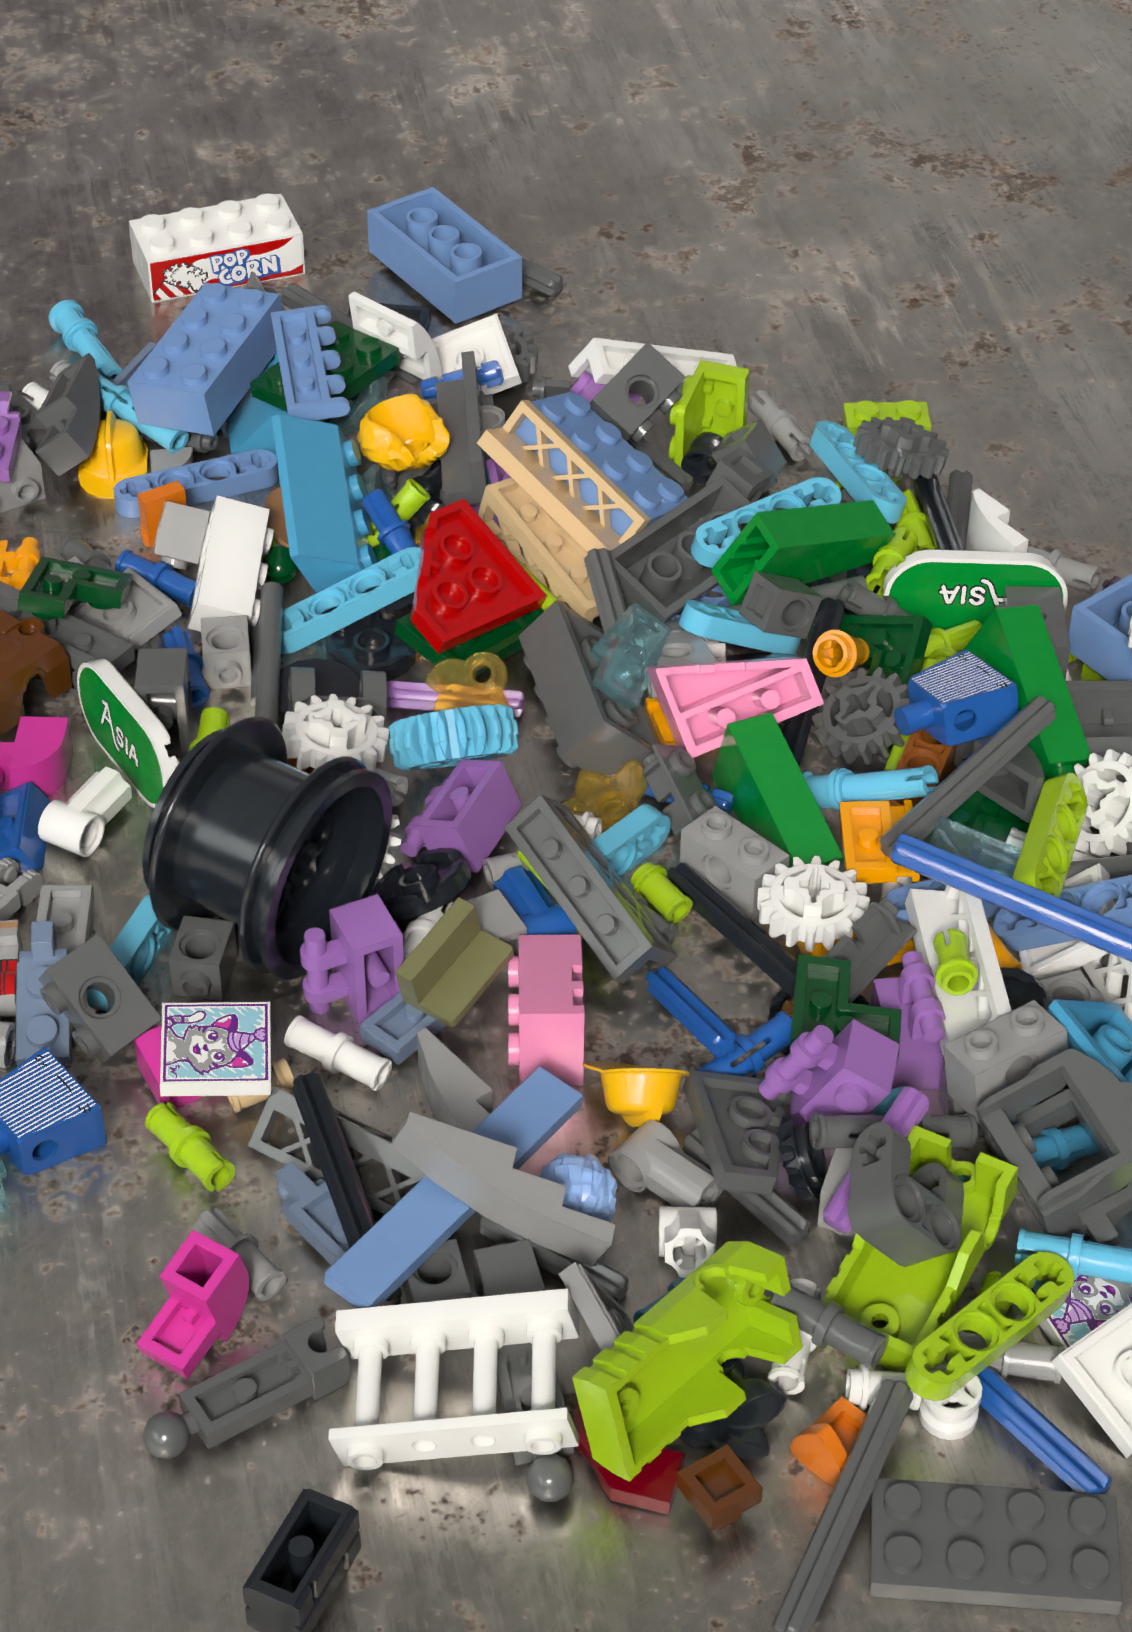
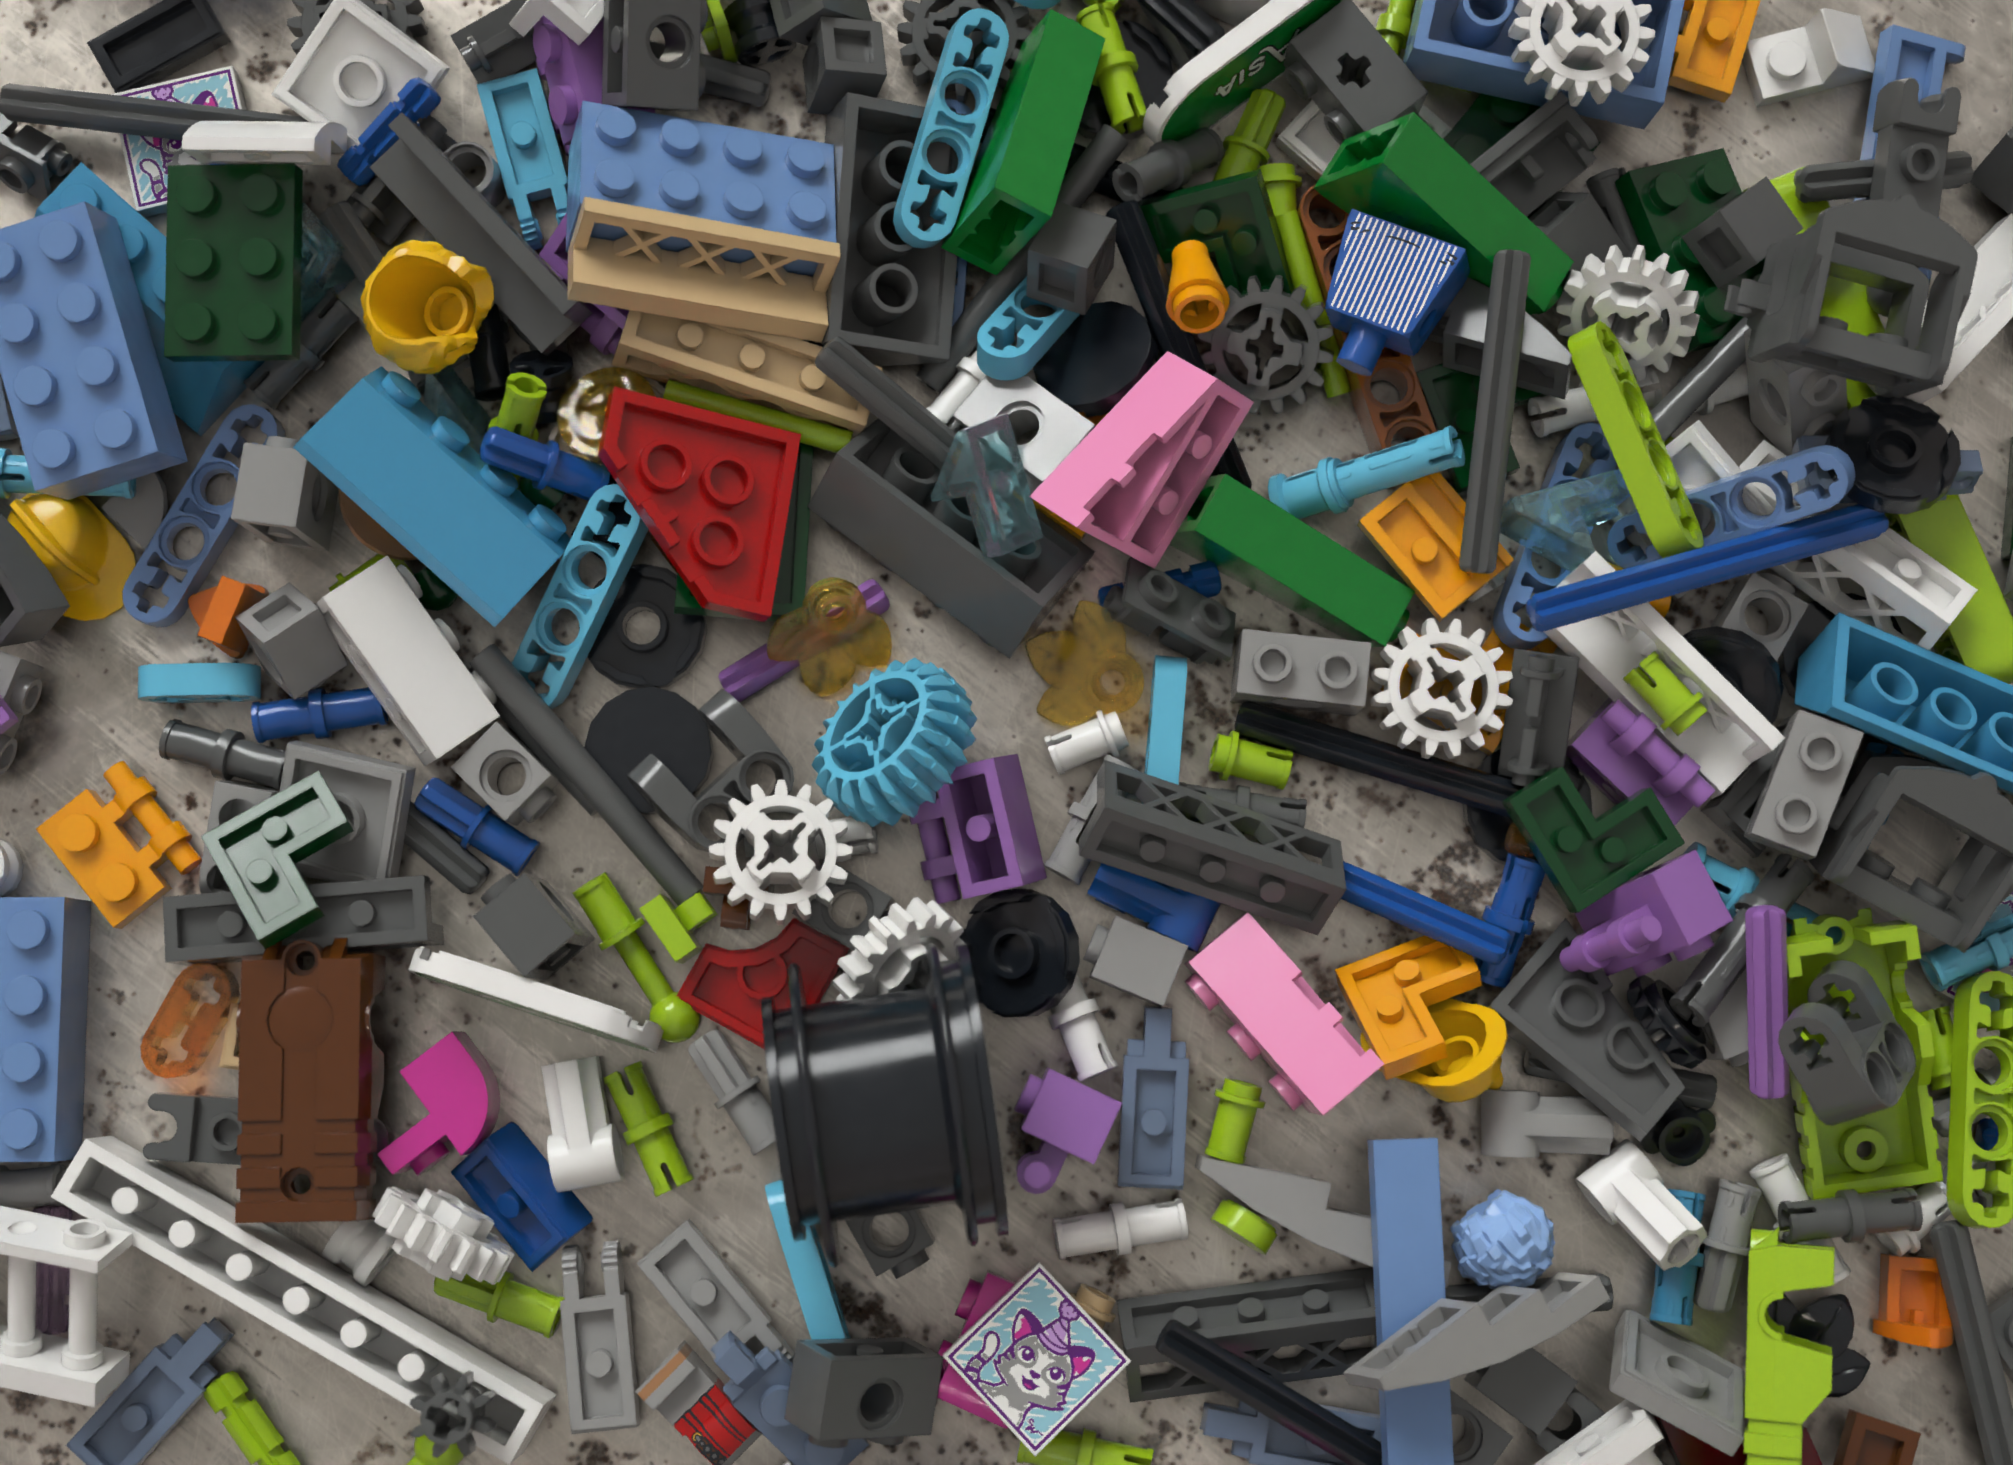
camera: 40 degrees left, 40 degrees up
(113, 531) = (199, 682): none -> medium azure beam
(120, 842) = (648, 1128): none -> lime pin
(244, 466) = (284, 496): none -> light grey brick
(304, 364) = (229, 303): medium blue hinge -> none
(416, 1093) = (1244, 1226): none -> lime tile
(452, 965) = (1171, 1061): olive panel -> none
(475, 1042) = (1234, 1120): none -> lime pin
(624, 1043) = (1392, 997): none -> light orange plate
(757, 1219) = (1690, 1143): none -> black plate

